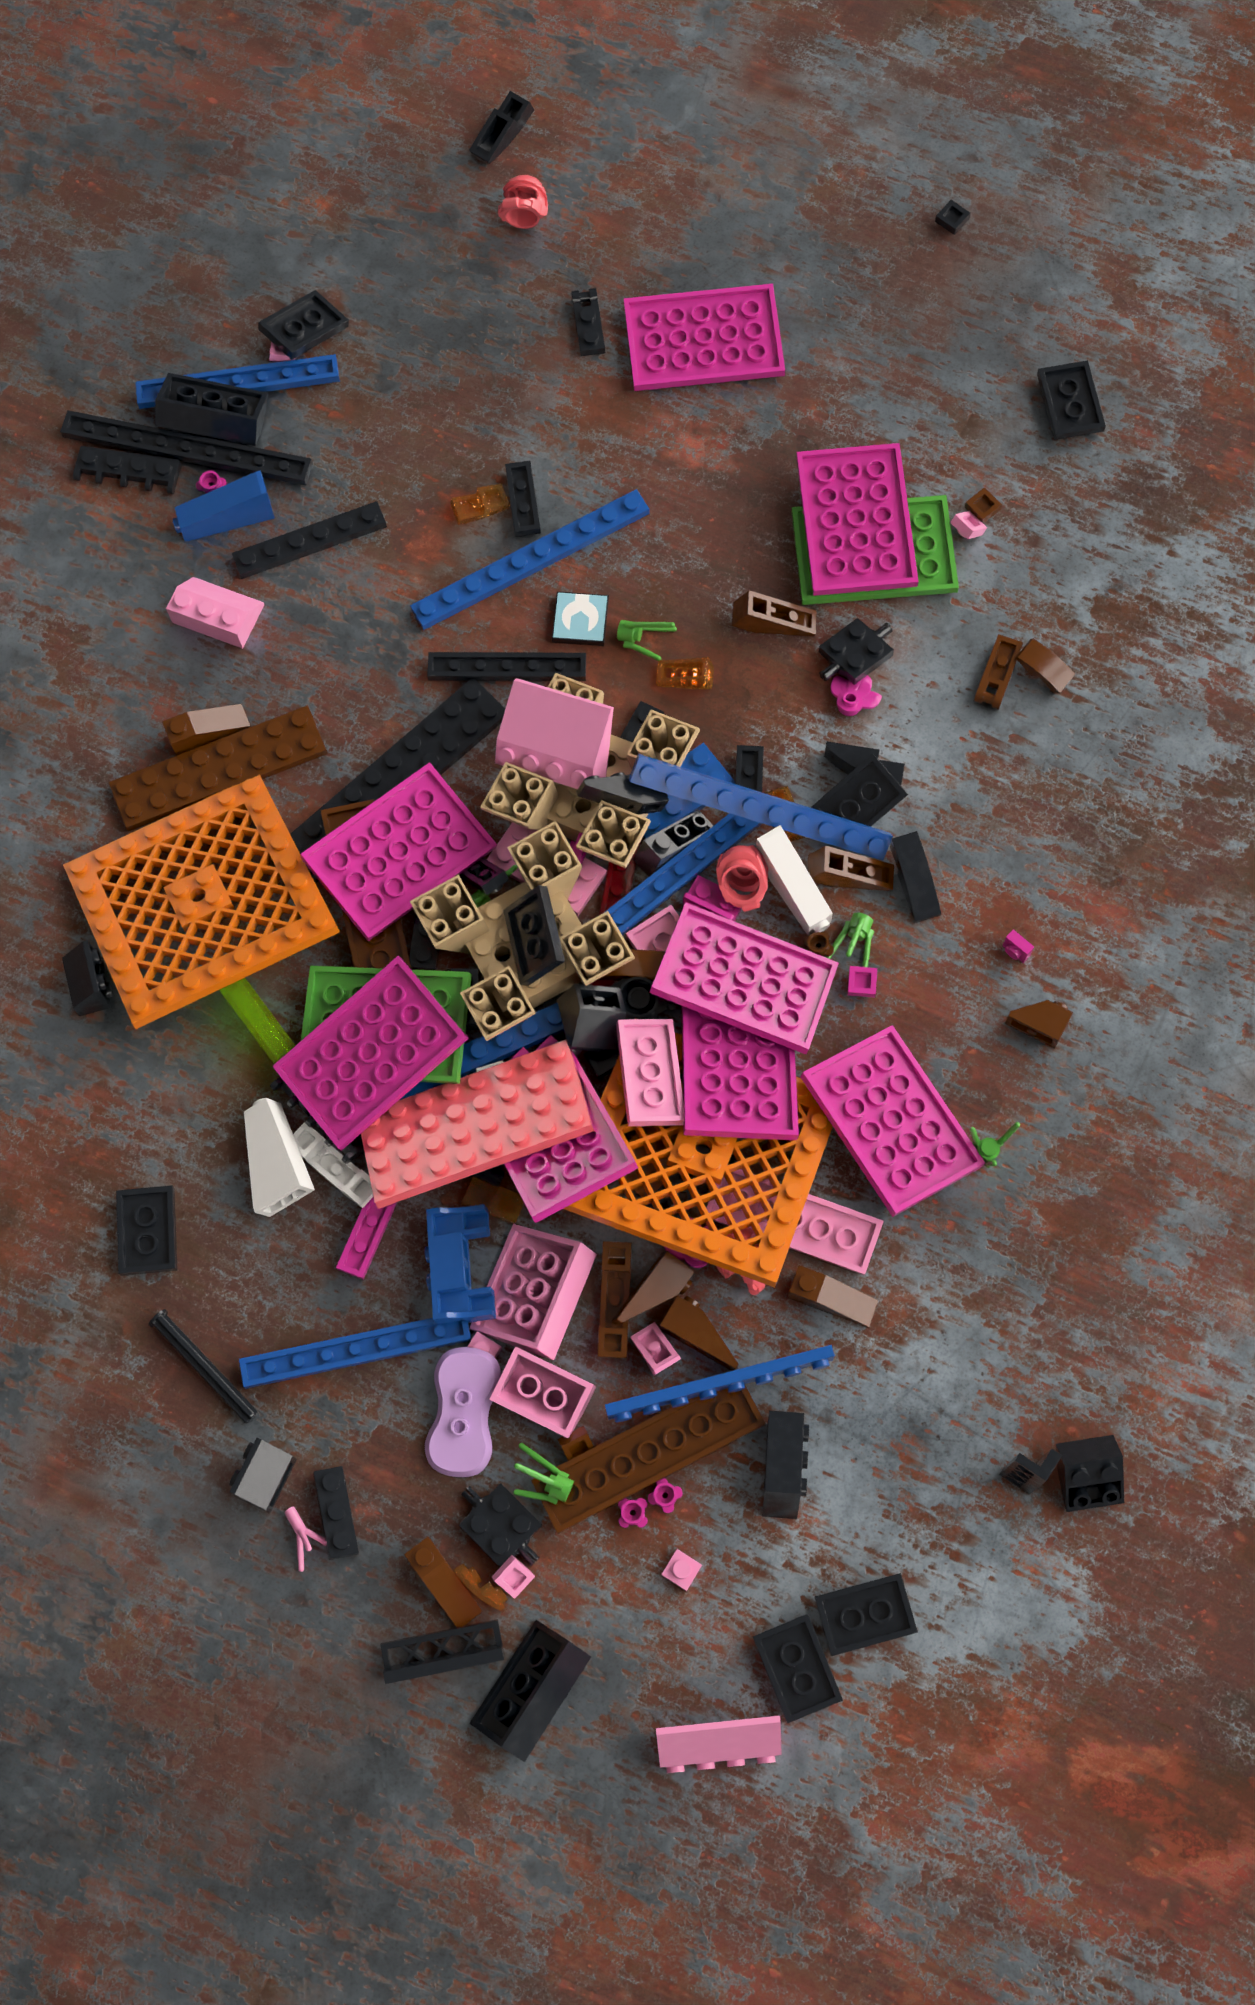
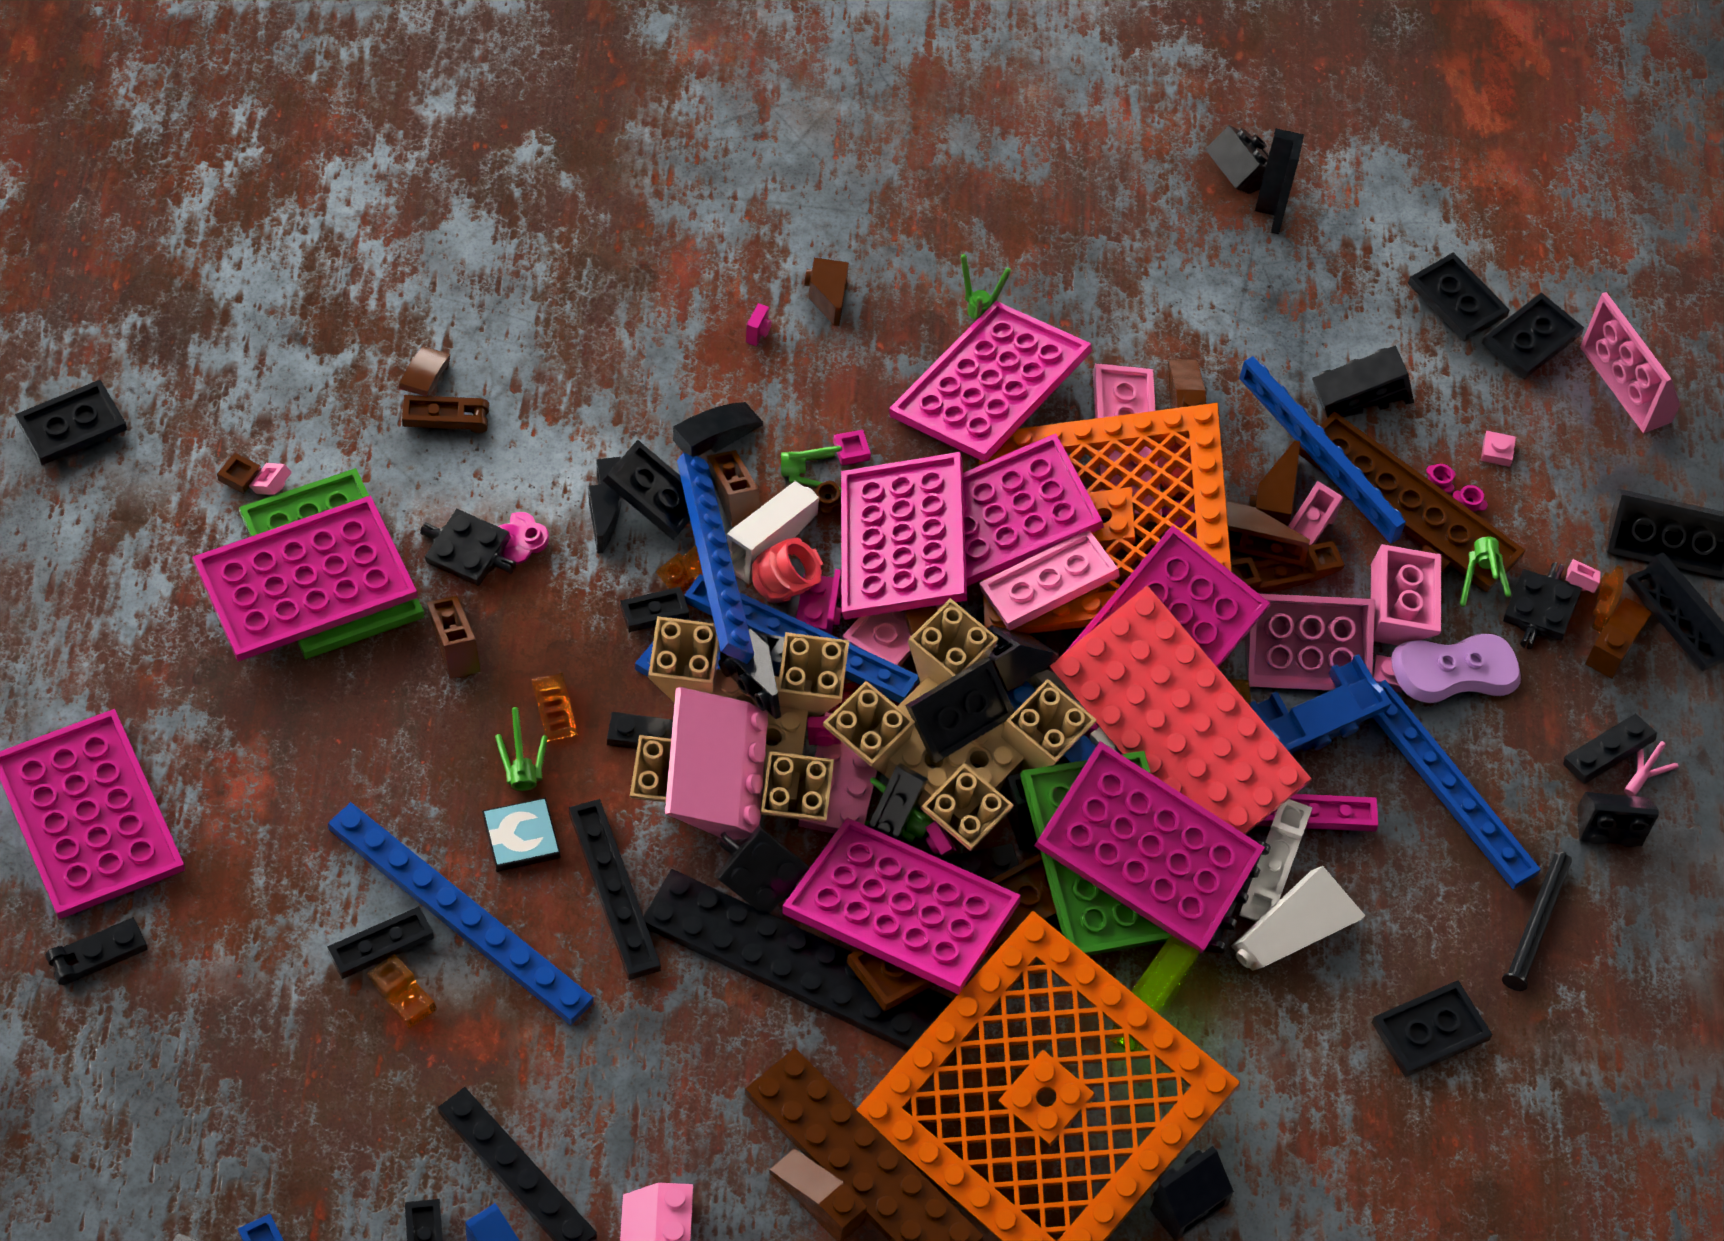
camera: 120 degrees left, 15 degrees down
(471, 761) = (760, 869): none -> black plate

